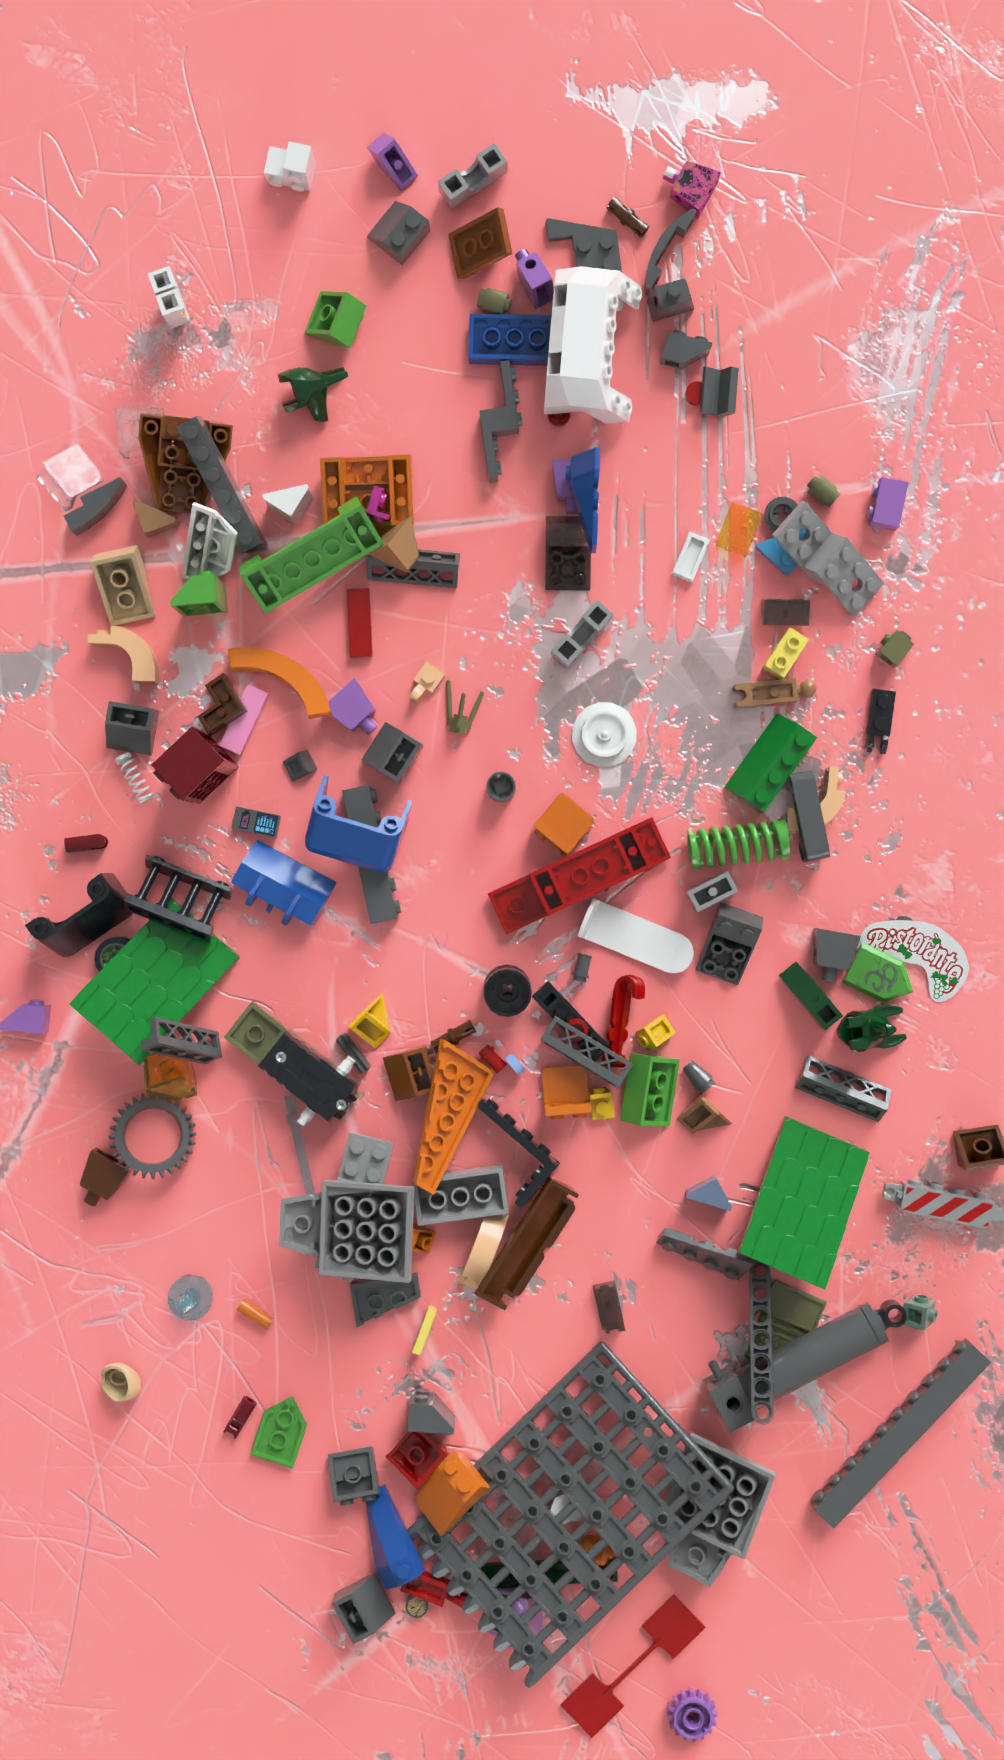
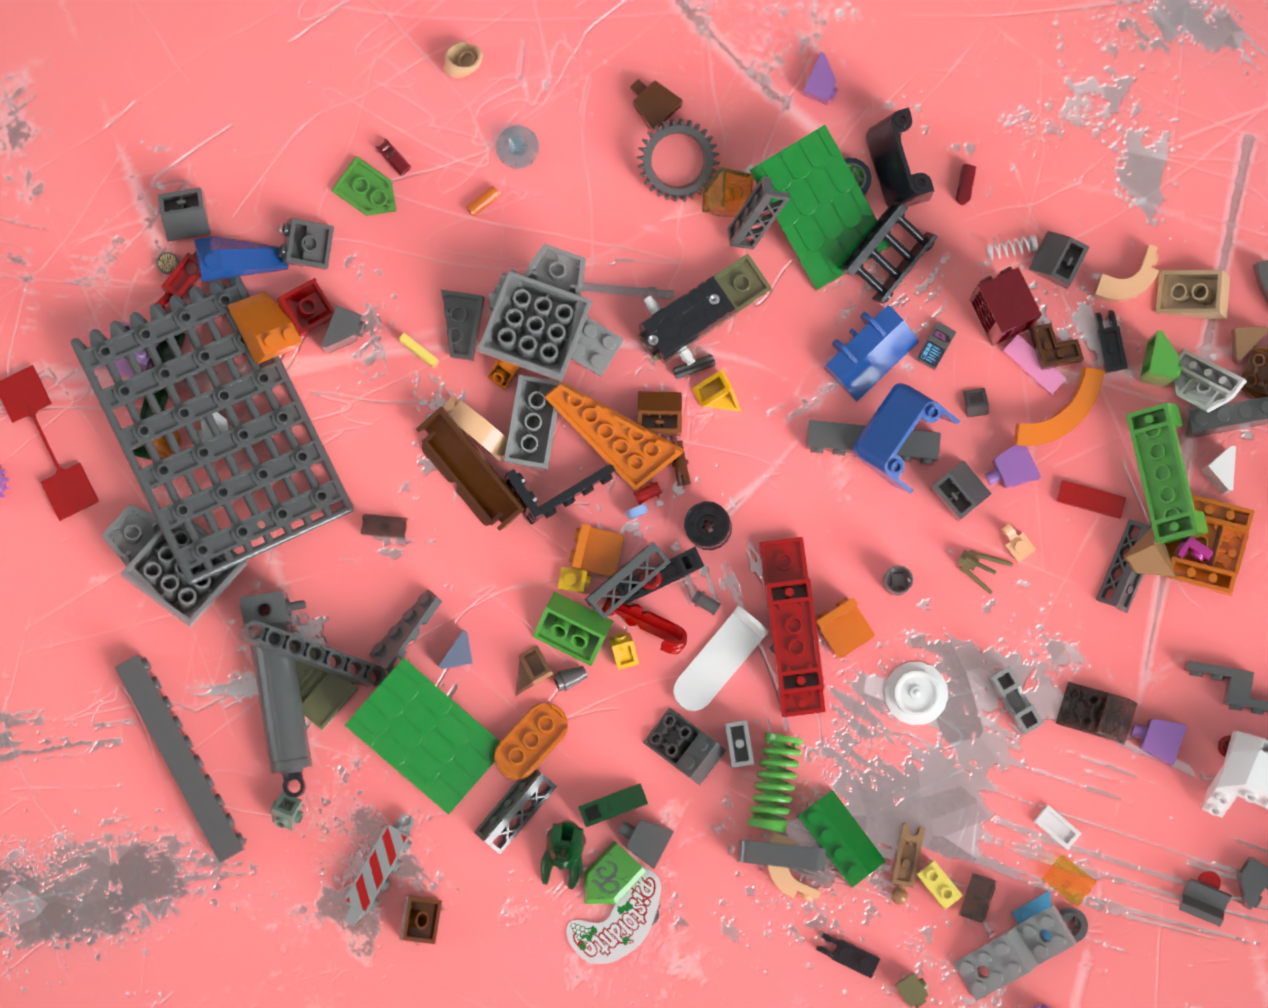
camera: 105 degrees right, 5 degrees down
(199, 651) = (1111, 344): none -> black hinge
(584, 482) = (1154, 745): blue wedge -> none
(773, 1095) = (531, 741): none -> orange tile
(823, 490) = (1081, 970): olive brick -> none

